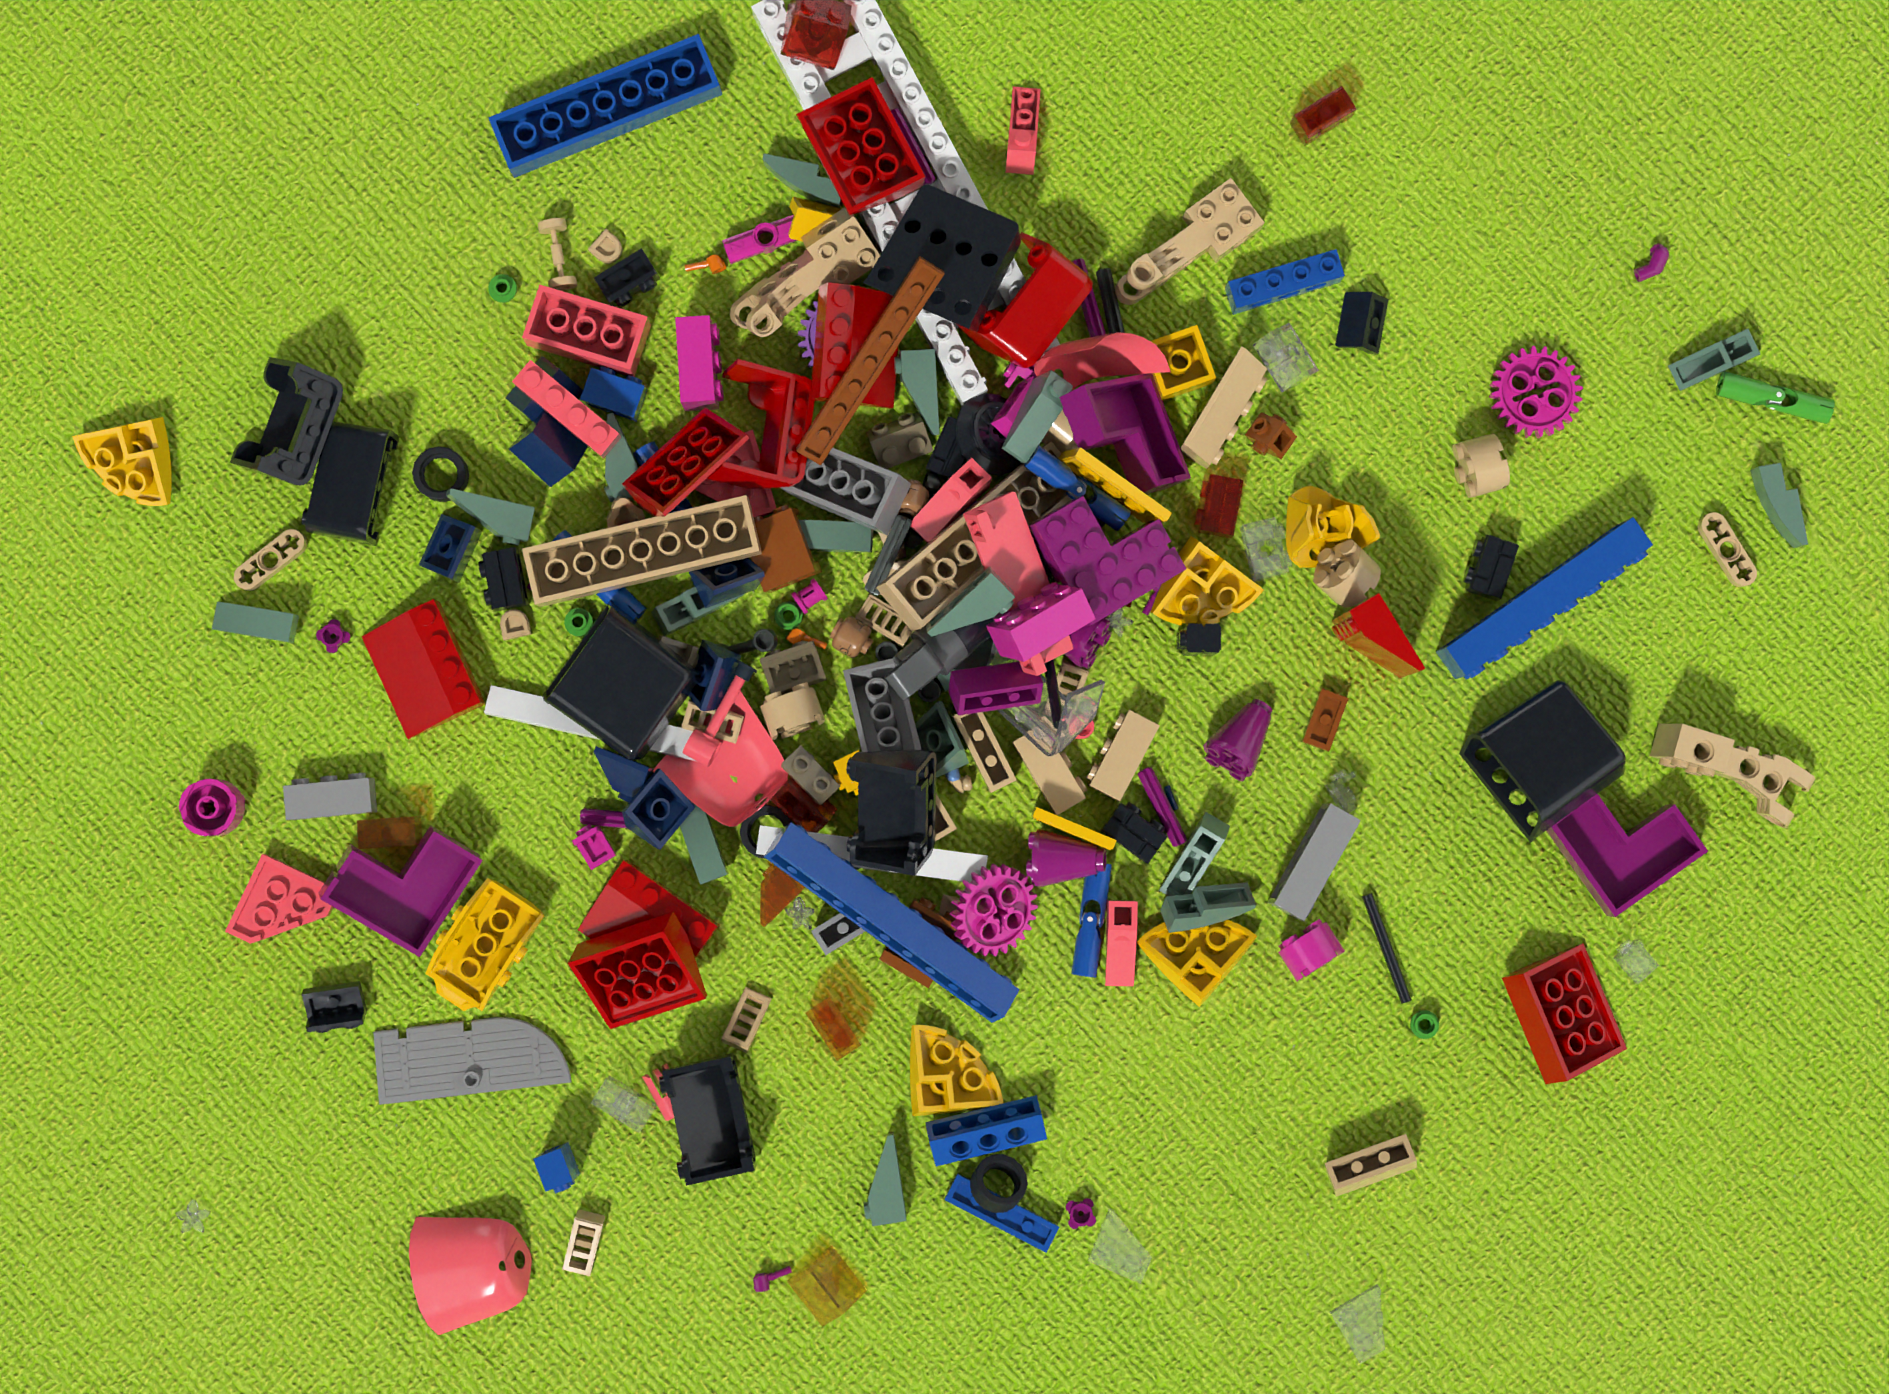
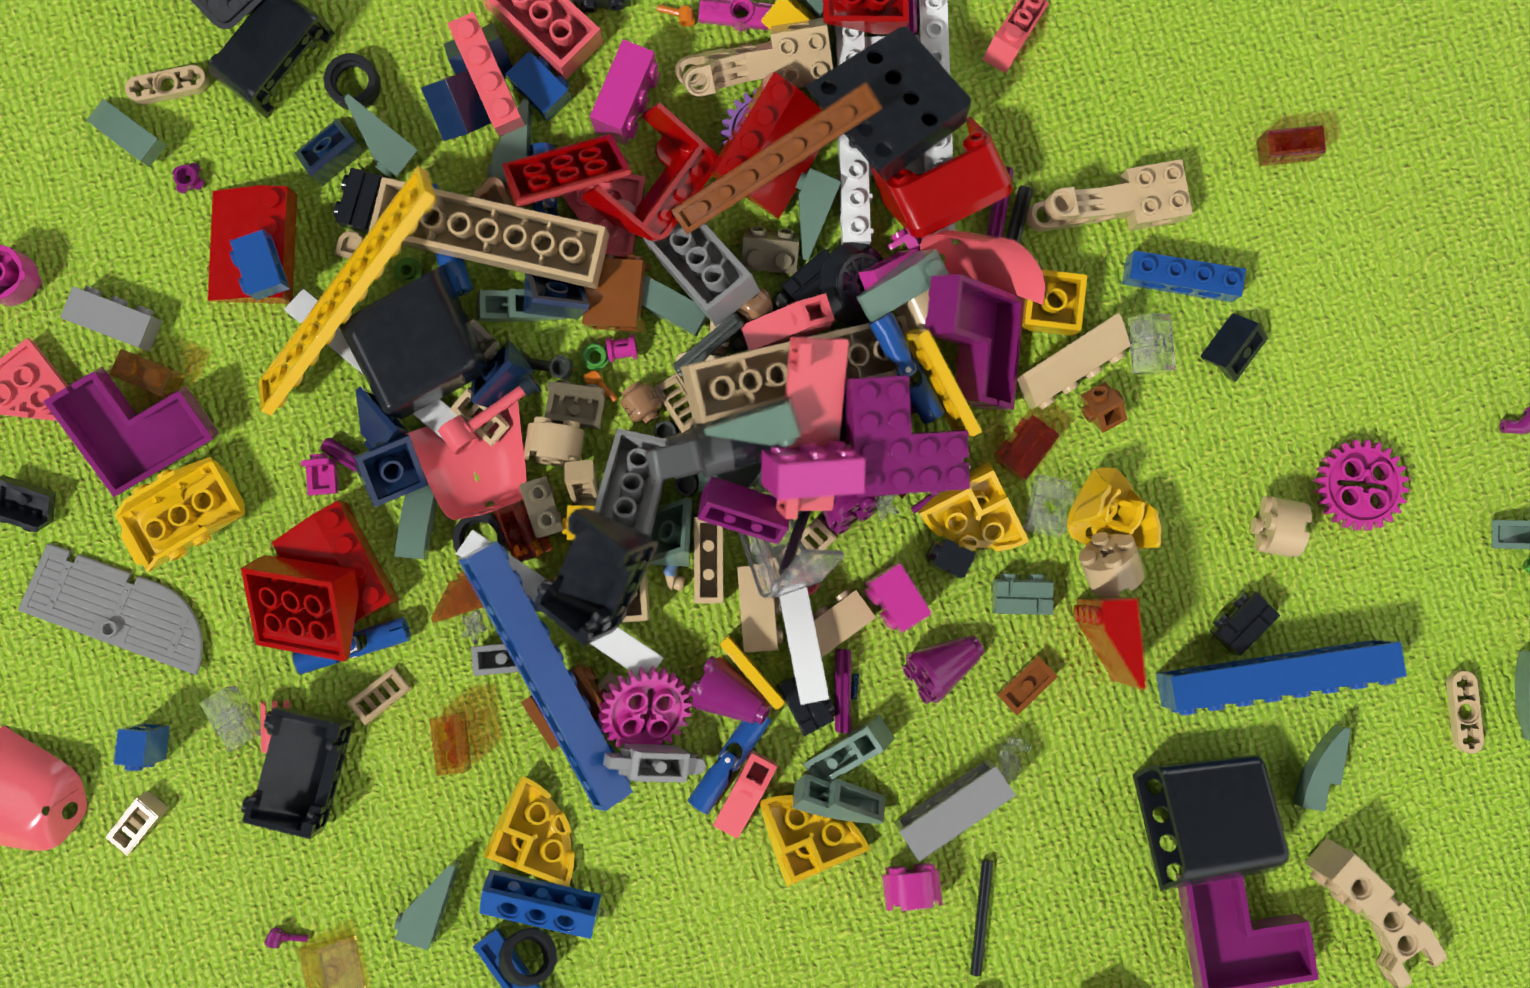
camera: 30 degrees right, 0 degrees up
(449, 683) = (258, 265): none -> blue brick
(541, 667) = (346, 289): none -> yellow plate
(721, 965) = (378, 638): none -> blue piece
(836, 735) = (581, 482): none -> tan slope
(1026, 952) = (654, 763): none -> light grey hinge
(1108, 782) = (804, 646): none -> white slope
(1169, 698) = (897, 598): none -> dark pink brick
(1282, 641) = (1022, 596): none -> sand green brick
(1624, 663) = (1323, 768): none -> sand green slope

